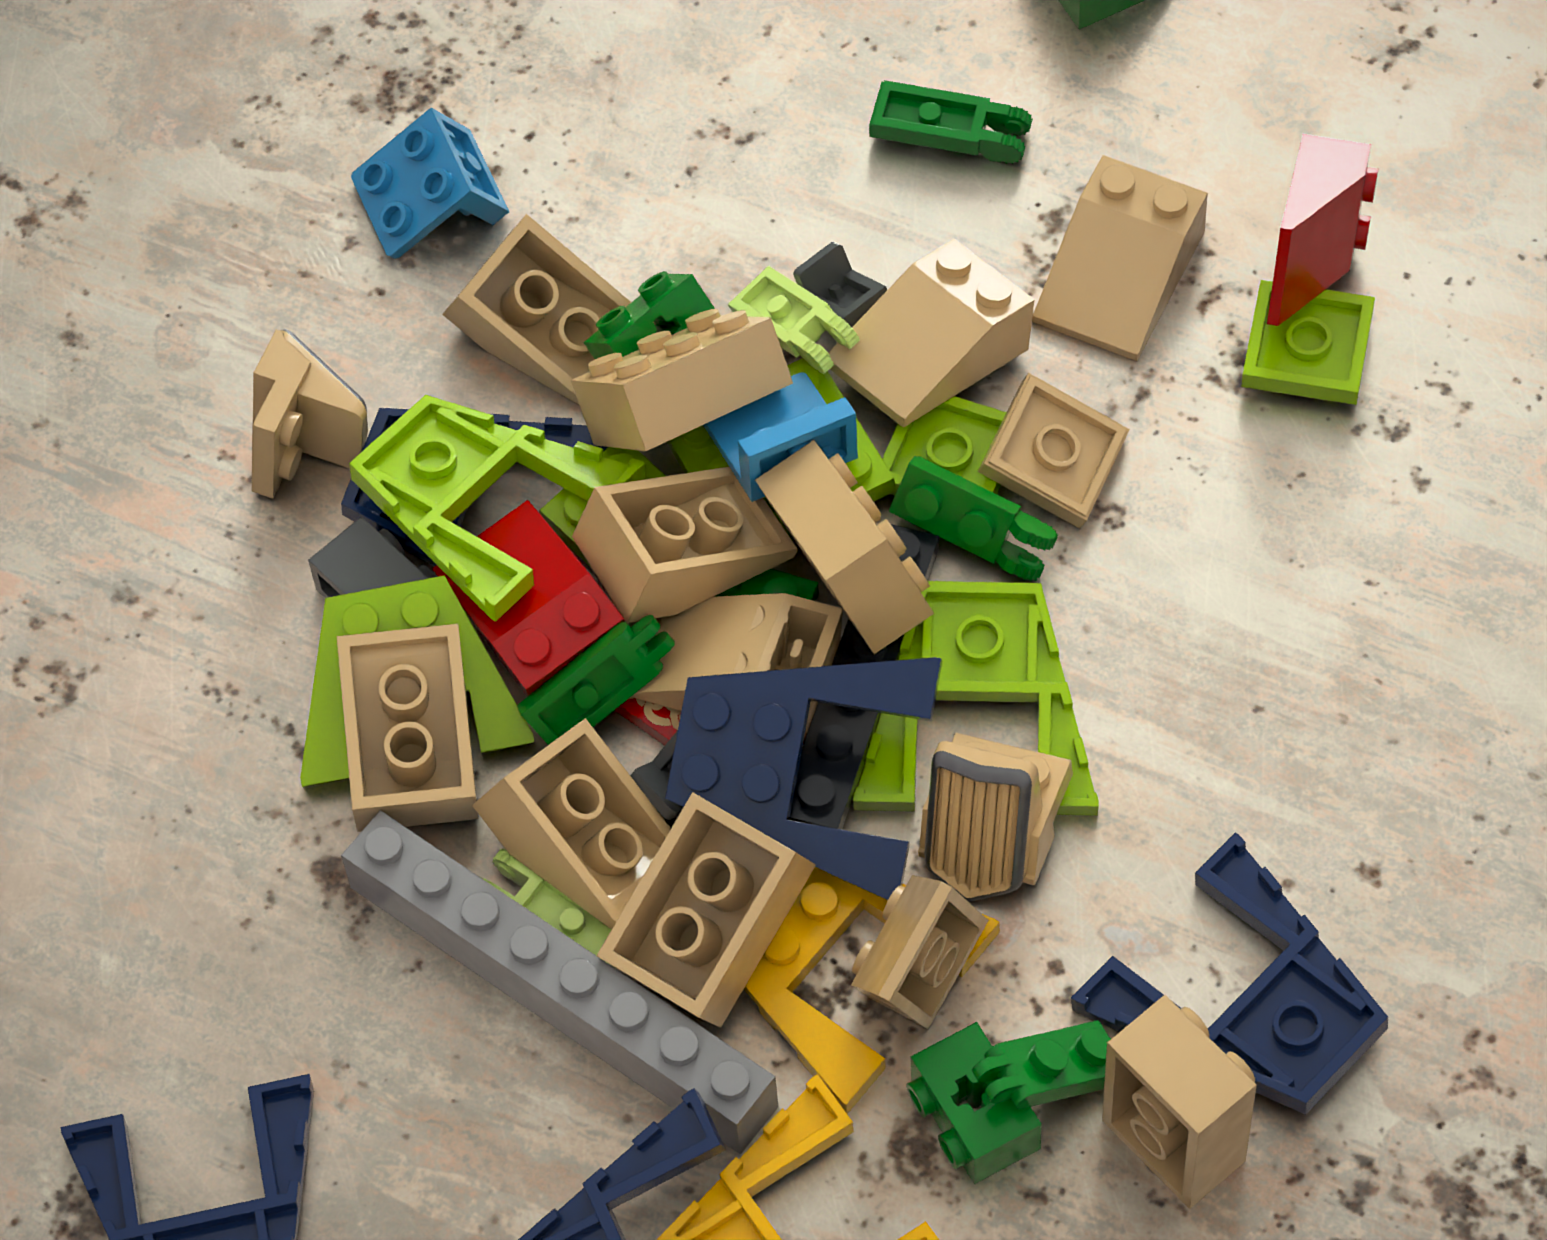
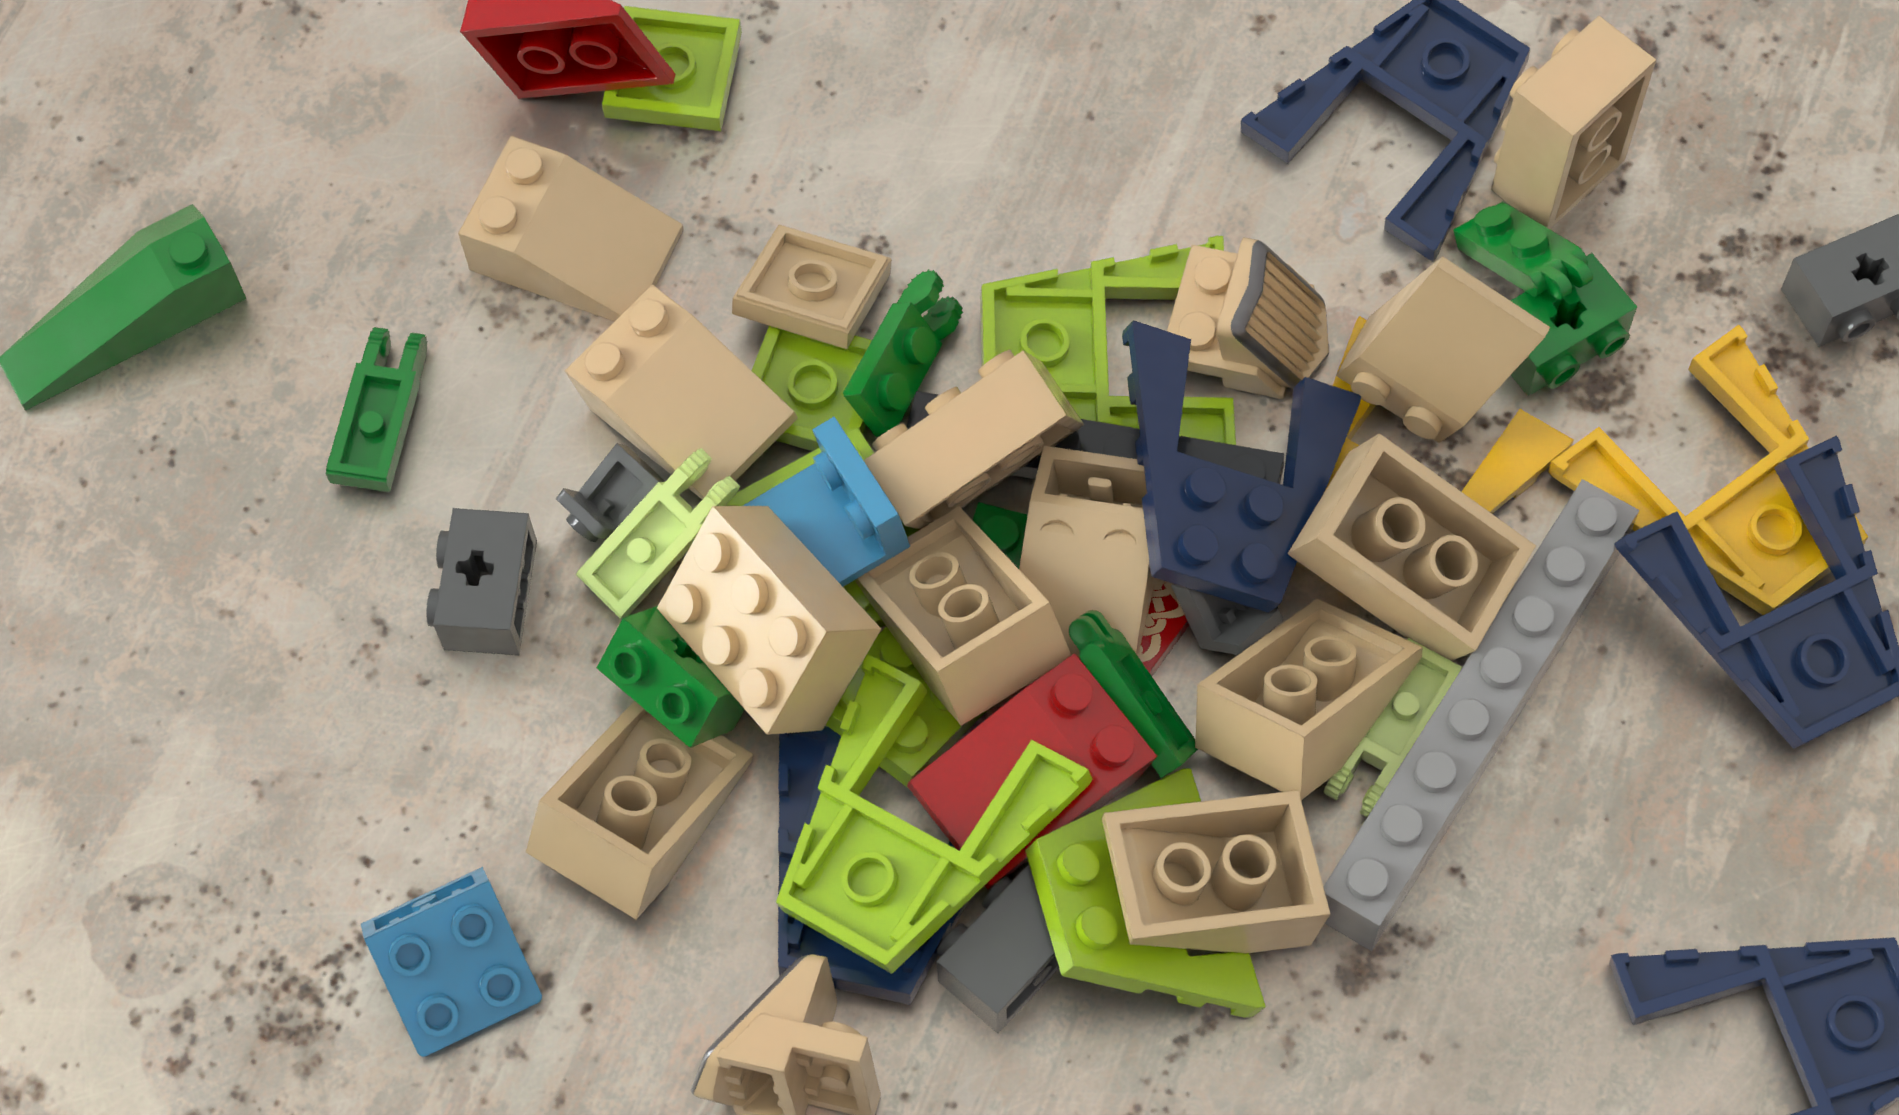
camera: 95 degrees left, 5 degrees up
(766, 200) = (483, 581): none -> dark grey brick

